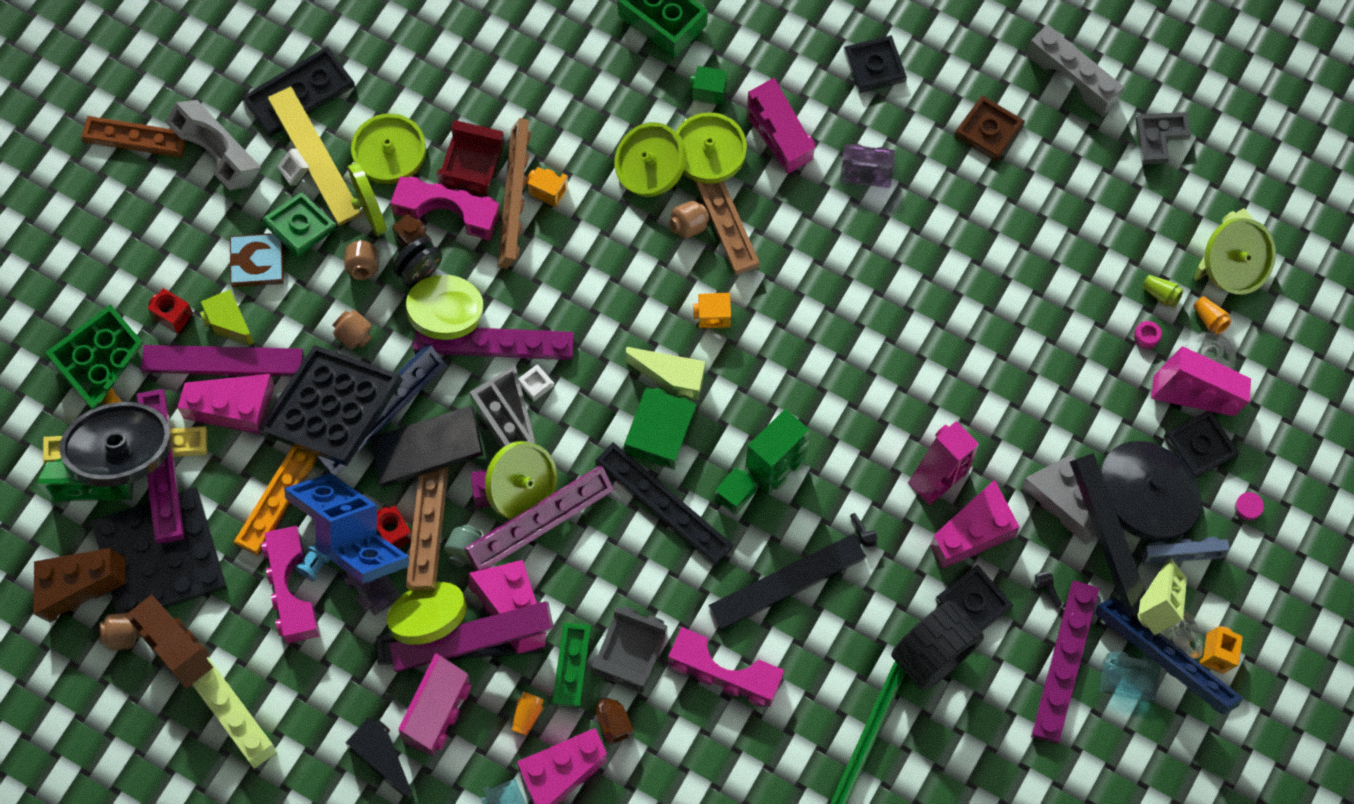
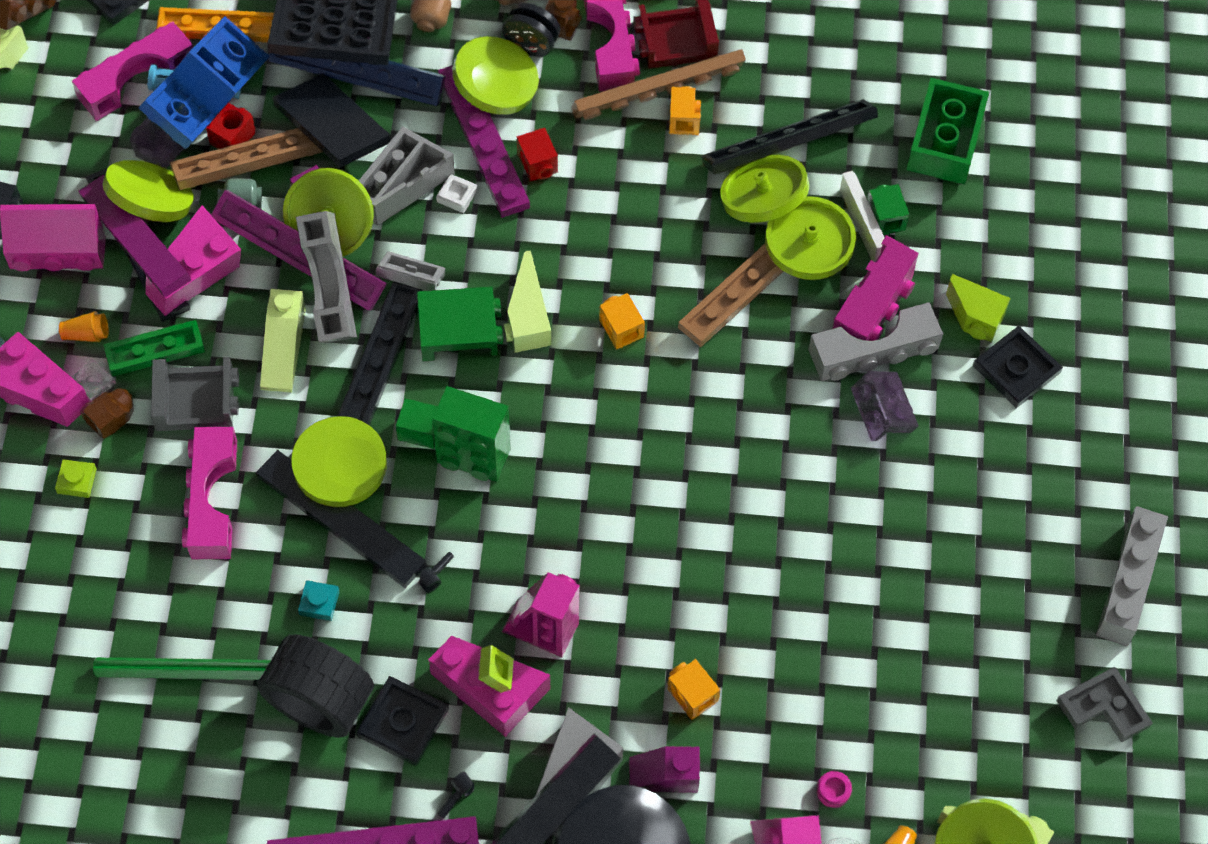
camera: 65 degrees right, 5 degrees down
(535, 307) = (537, 154): none -> red brick
(579, 722) = (94, 379): none -> clear plate
(586, 505) = (332, 300): none -> light grey arch
(597, 448) = (410, 271): none -> light grey tile
(608, 123) = (789, 136): none -> black tile
(612, 564) = (282, 339): none -> yellowish green slope
(661, 769) = (75, 478): none -> lime plate
(689, 219) = (716, 255): medium nougat head -> none
(697, 103) = (862, 214): none -> white tile
(743, 561) = (339, 461): none -> lime piece
(817, 119) = (839, 353): none -> light grey arch
(819, 66) = (976, 307): none -> lime slope
(850, 624) = (318, 600): none -> teal plate
(982, 511) = (496, 669): none -> lime plate
(989, 128) = (1006, 515): reddish brown tile -> none
(1037, 391) = (693, 688): none -> light orange brick
(1093, 432) = (666, 770): none -> magenta slope
(1163, 290) = (898, 784): lime cone -> none

